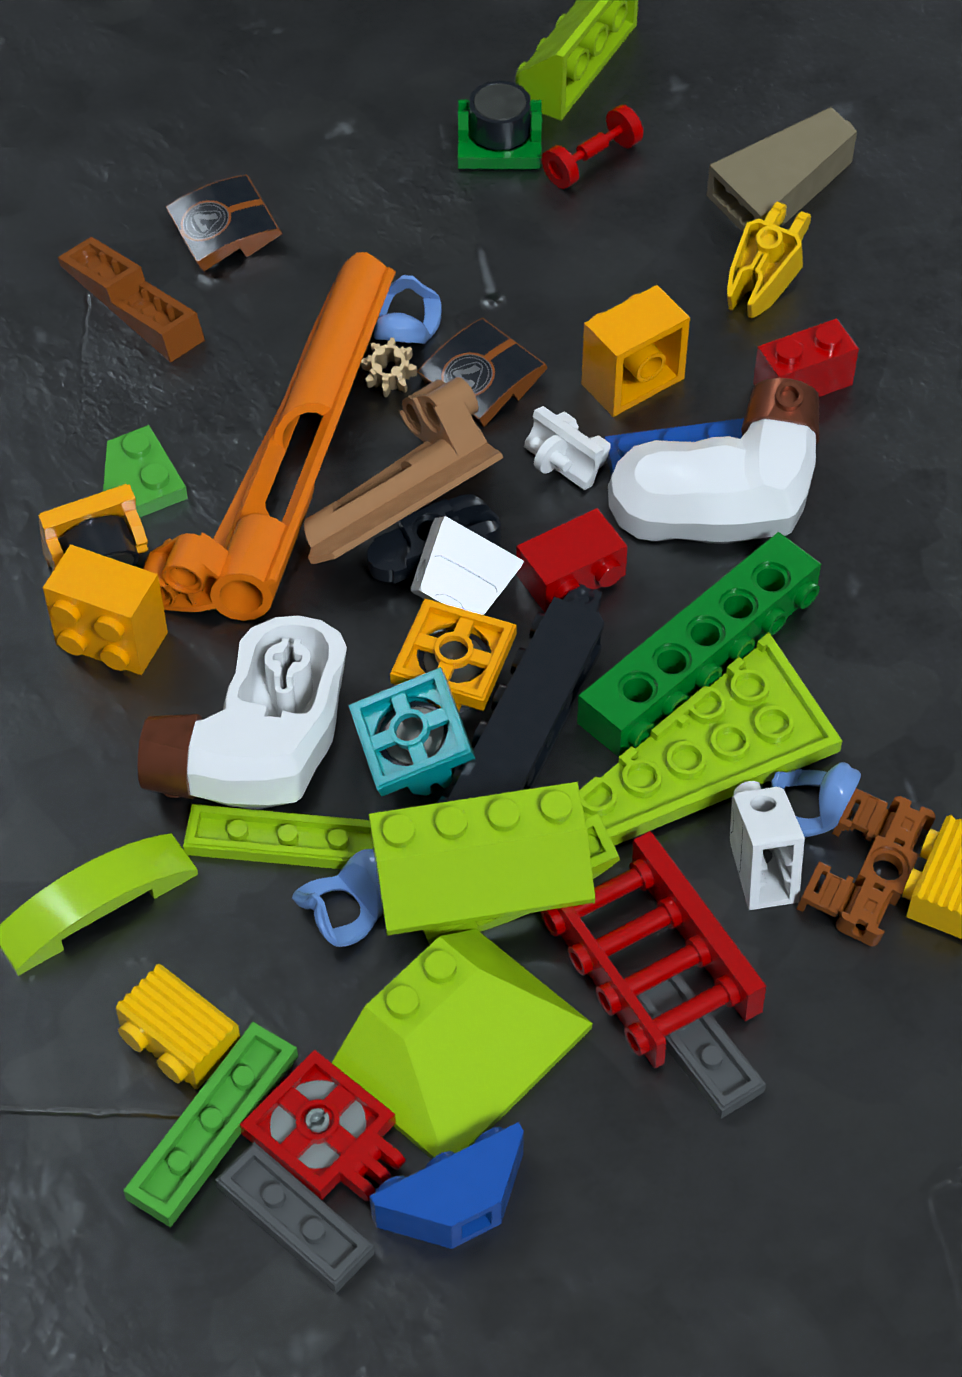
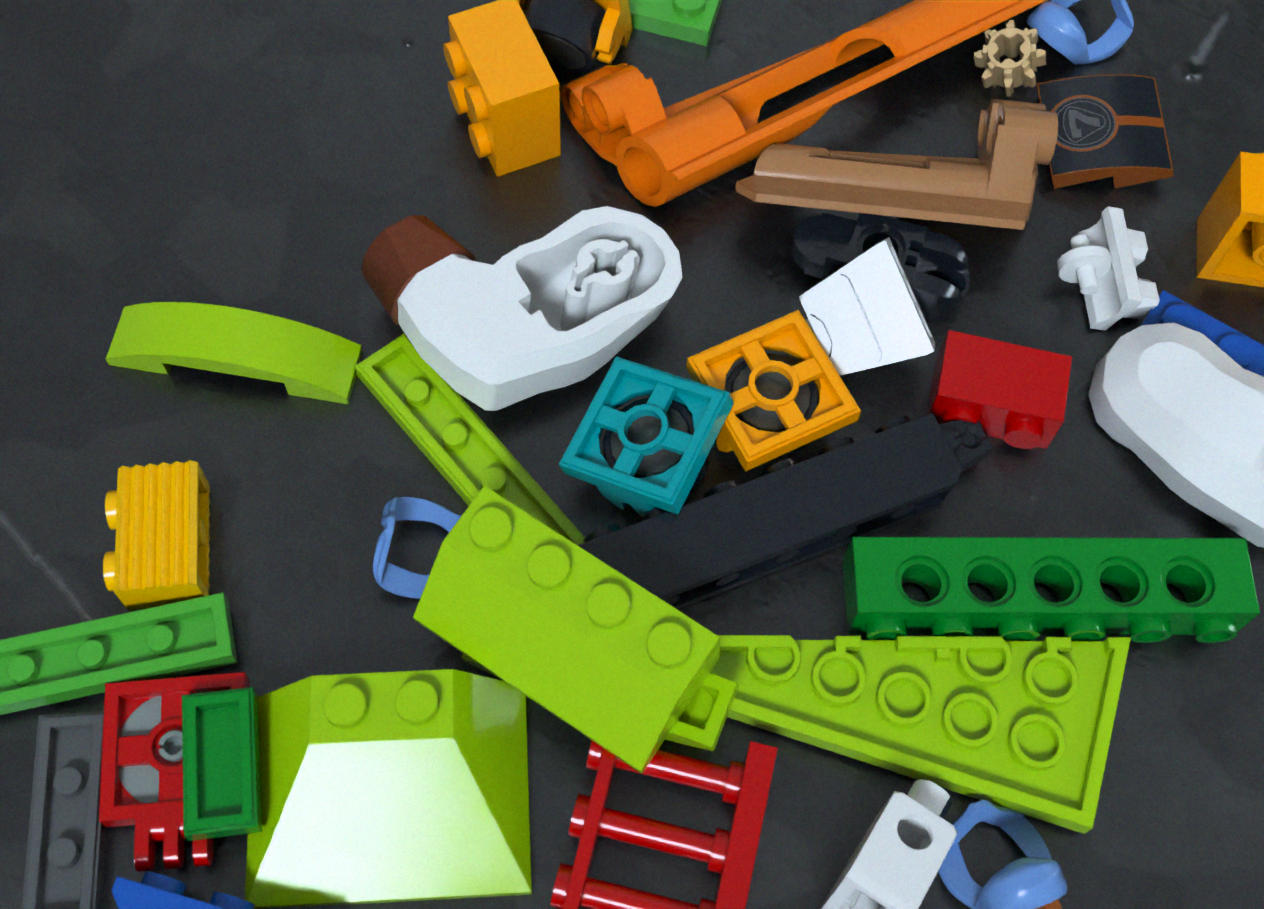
camera: 40 degrees right, 10 degrees up
(358, 1099) = (221, 764): none -> green tile

